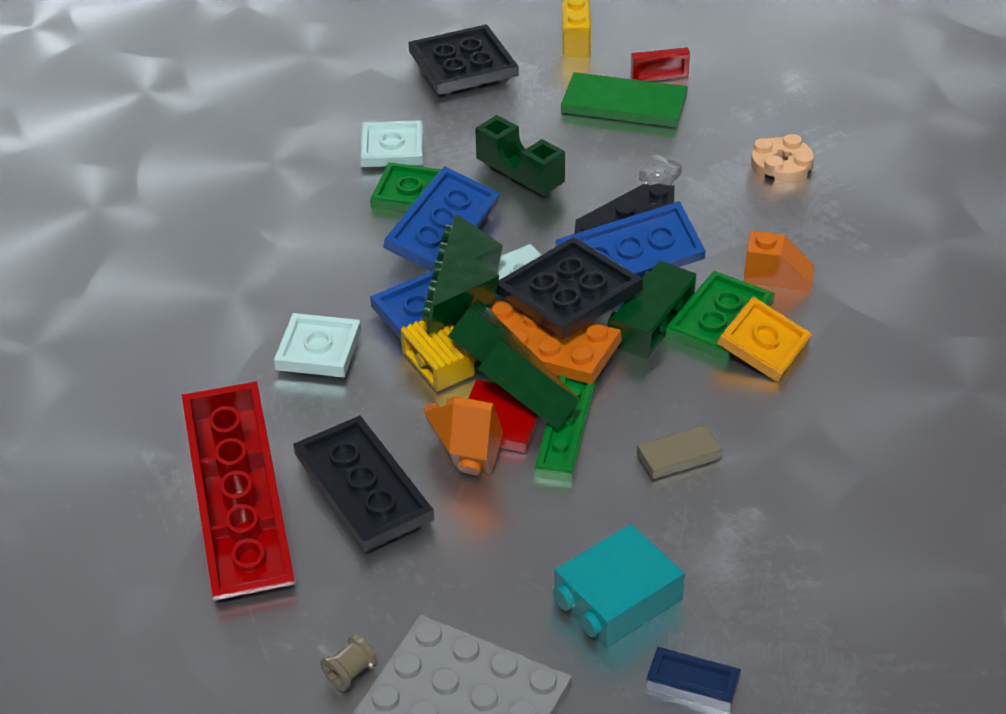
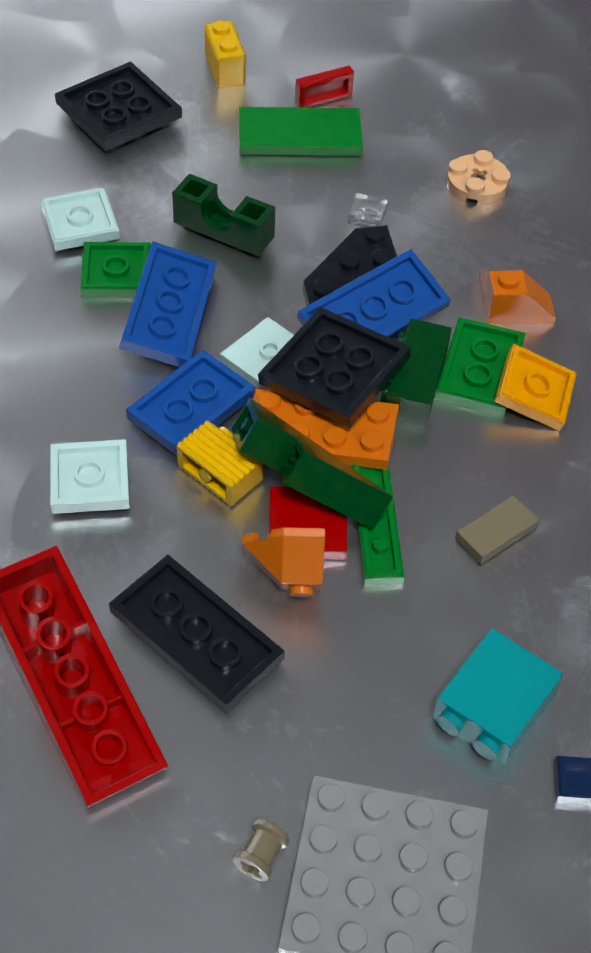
camera: 20 degrees left, 10 degrees up
(462, 274) = (219, 368): dark green slope -> none

